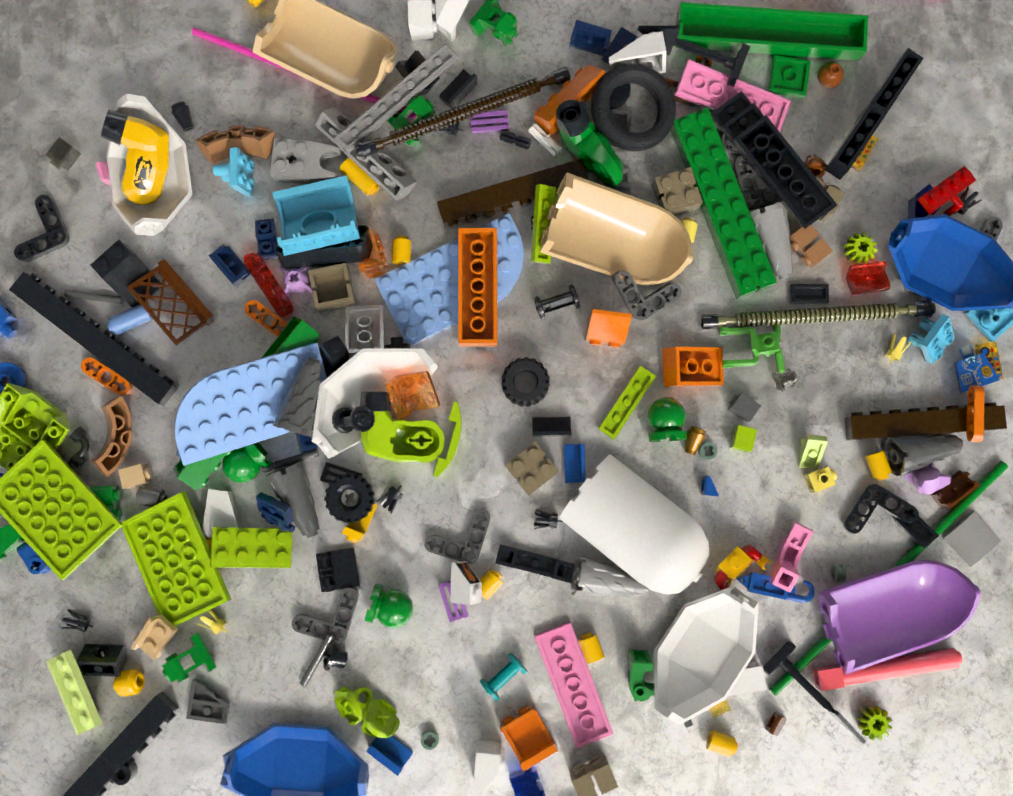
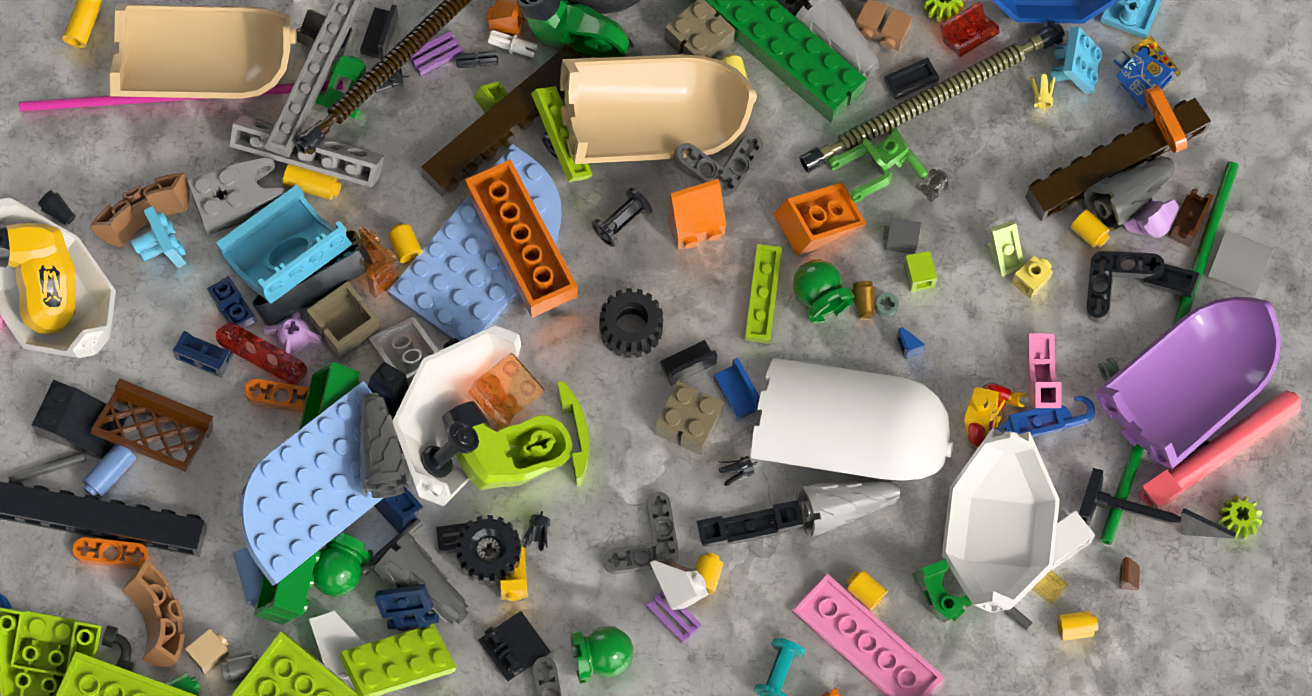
camera: 30 degrees left, 15 degrees down
(512, 170) = (489, 95): none -> lime slope

